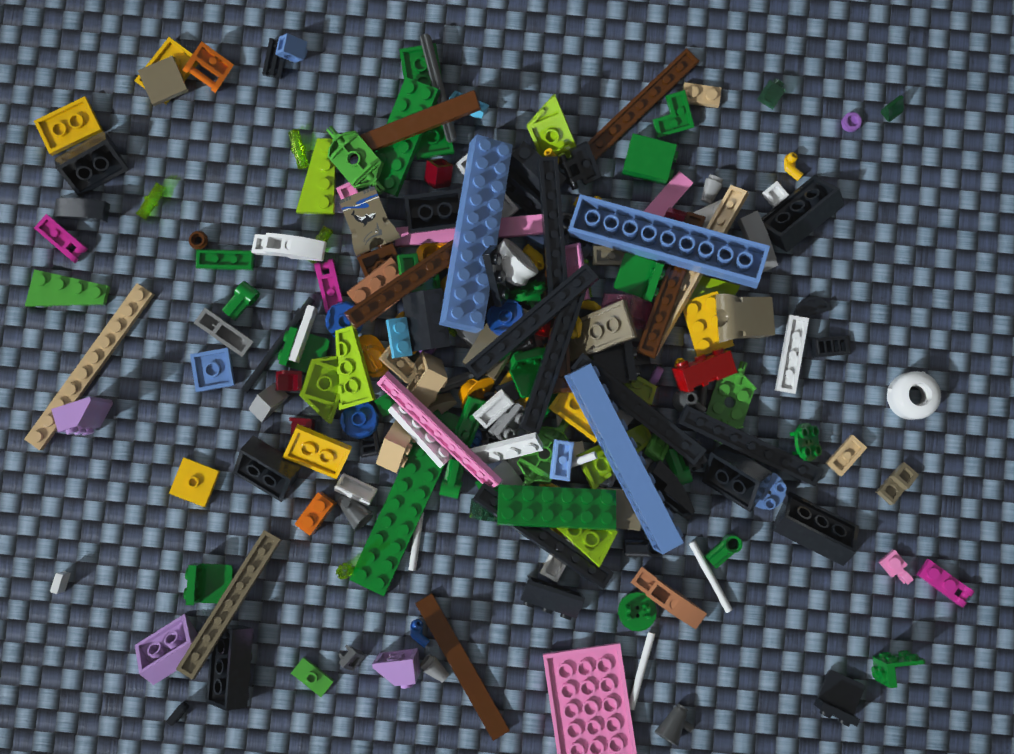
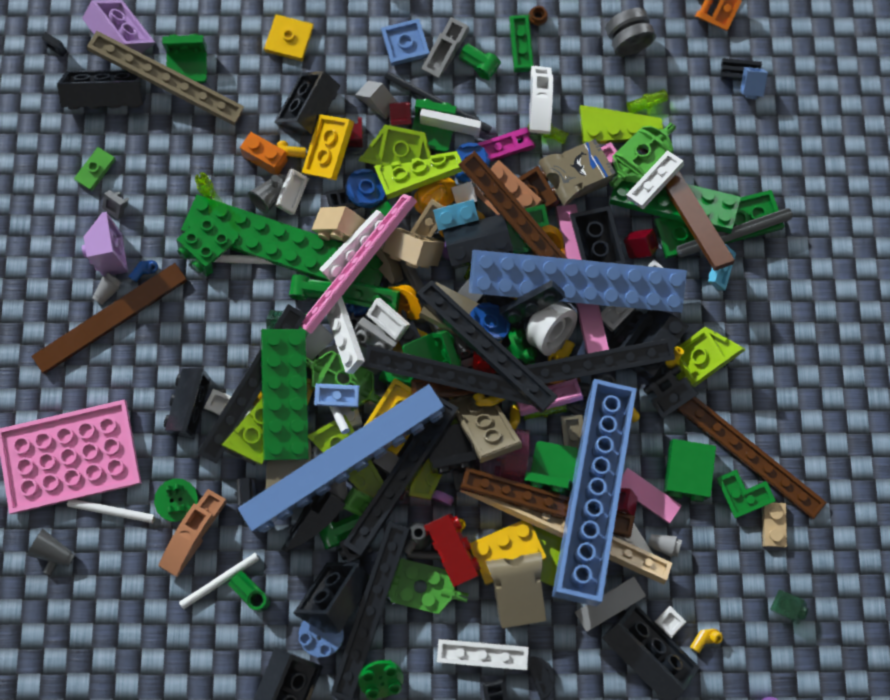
camera: 80 degrees right, 10 degrees down
(229, 154) = (630, 32): none -> flat silver wheel
(314, 487) = (292, 151): none -> yellow arm
(375, 328) = (464, 192): none -> white tile
(384, 151) = (655, 179): none -> white plate
(401, 573) = (204, 244): none -> green bracket

